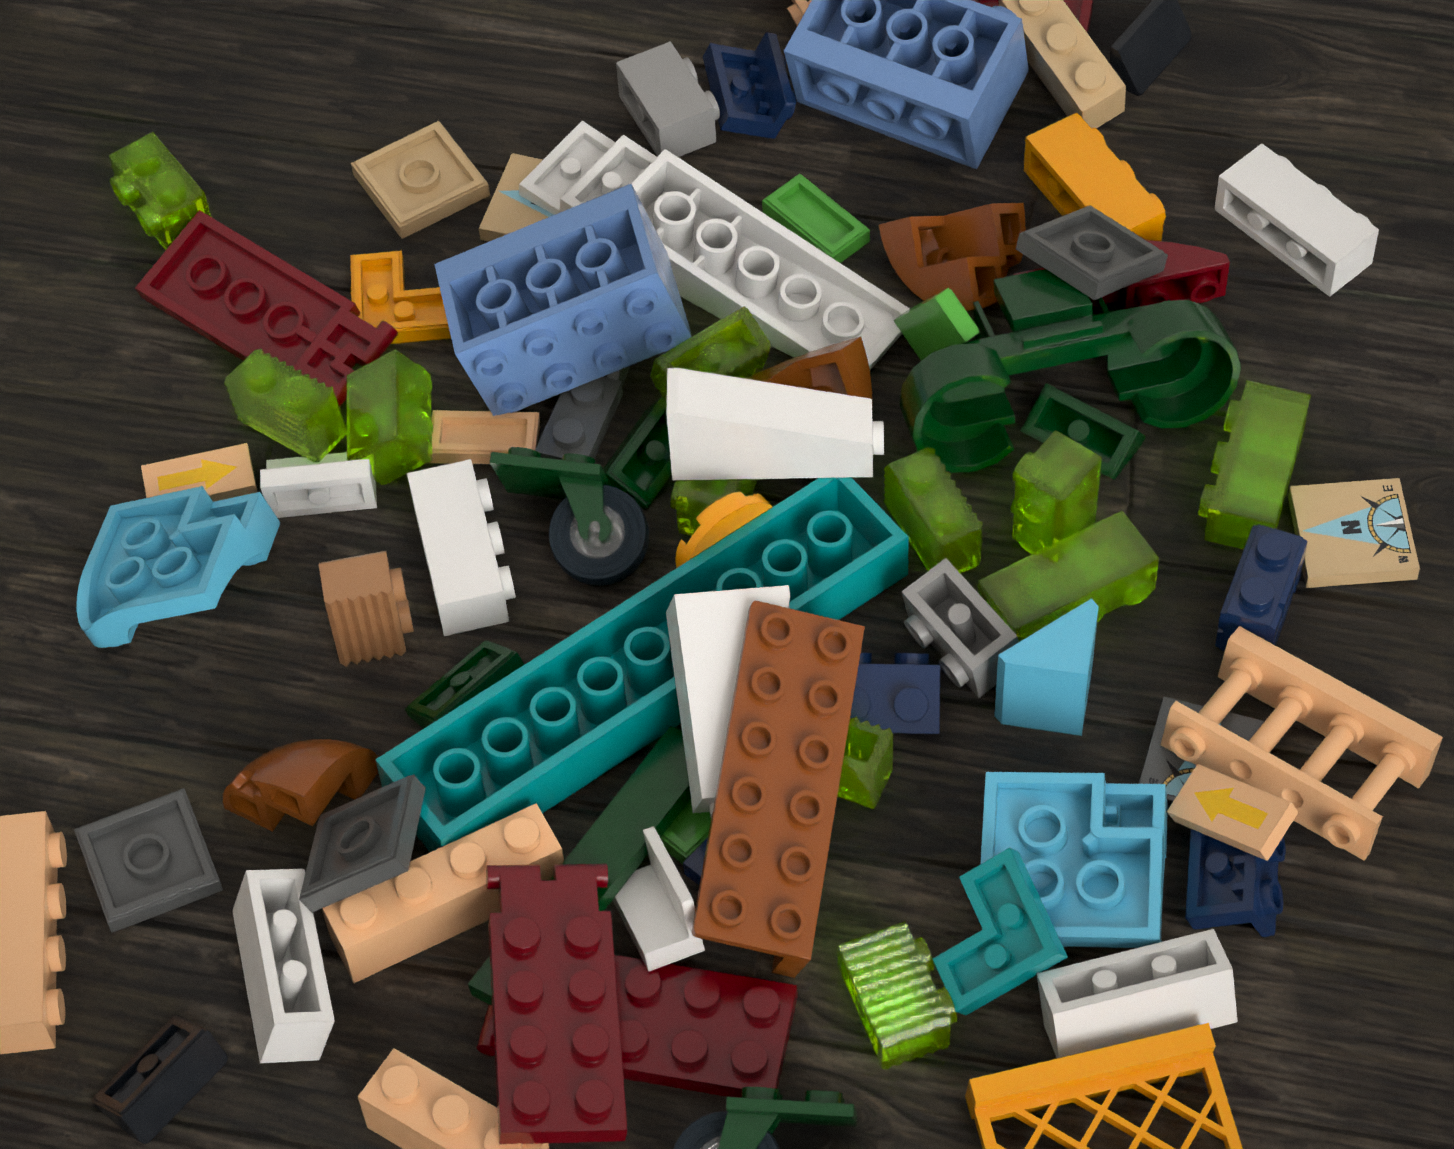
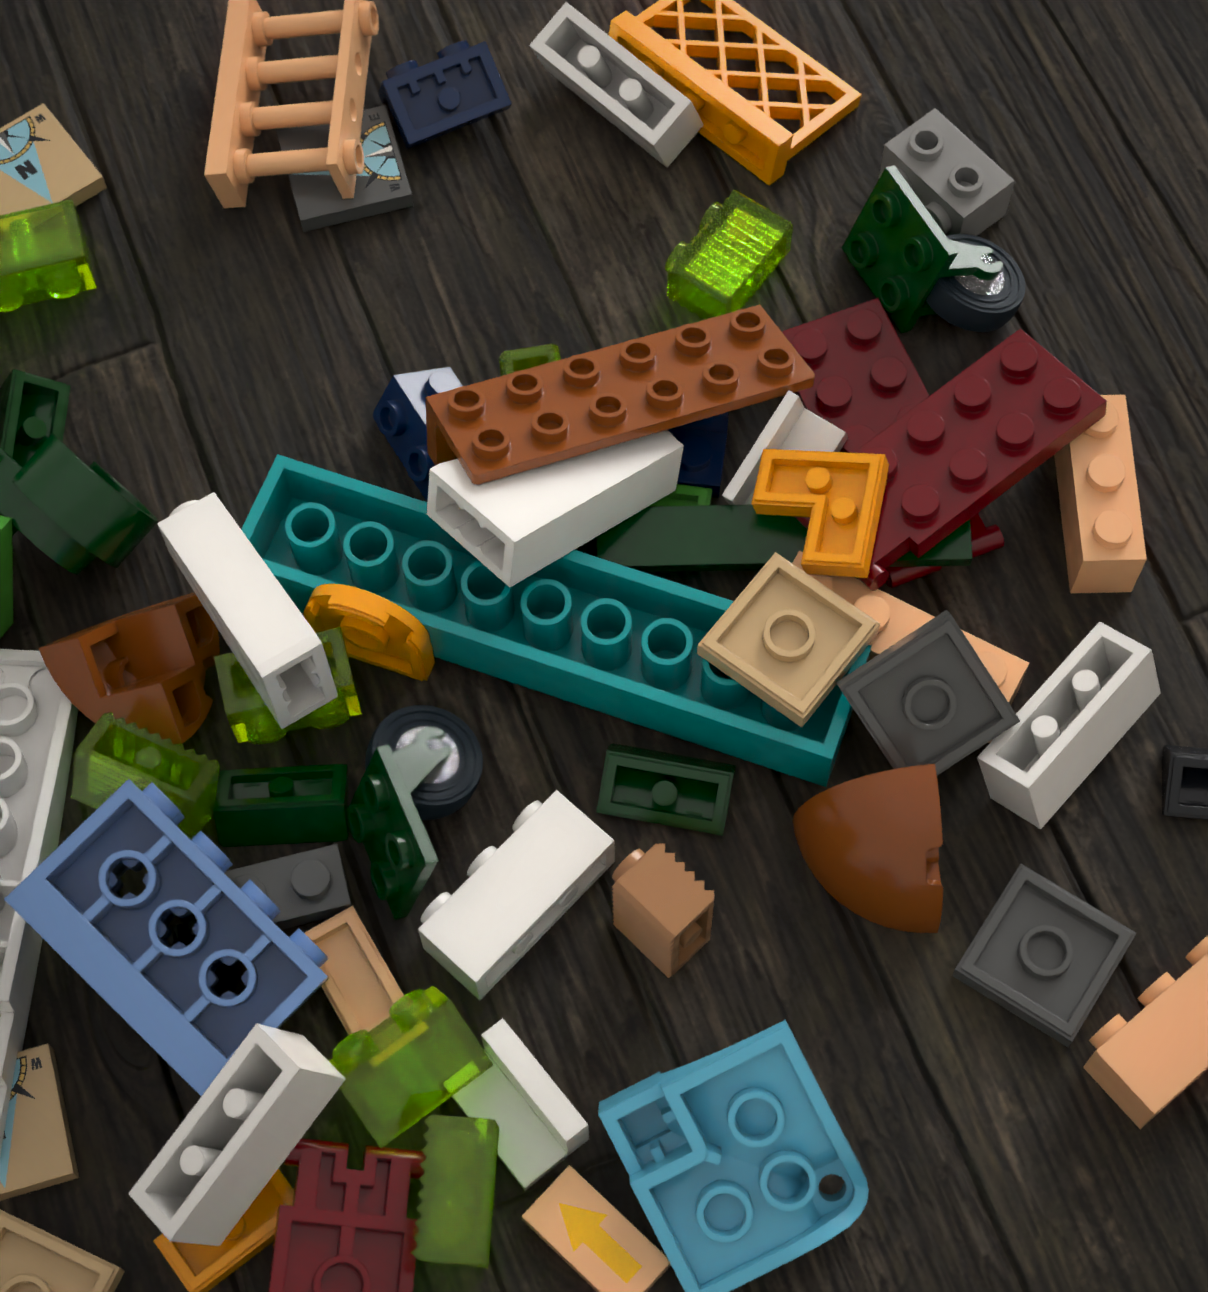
camera: 125 degrees left, 10 degrees up
(405, 283) = (236, 1136): none -> white brick
(486, 779) = (788, 639): none -> tan tile
(572, 883) = (837, 493): none -> light orange tile
(933, 511) = (227, 461): clear neon green brick -> none
(958, 625) = (337, 386): light grey brick -> none
(1014, 938) = (640, 172): teal plate -> none
(1048, 674) = (338, 279): medium azure slope -> none
(1054, 492) = (146, 377): clear neon green brick -> none
(1088, 849) = (524, 181): medium azure slope -> none
(1099, 563) = (228, 342): clear neon green brick -> none
(1232, 812) = (402, 93): light nougat tile -> none
(1262, 585) = (146, 192): dark blue brick -> none

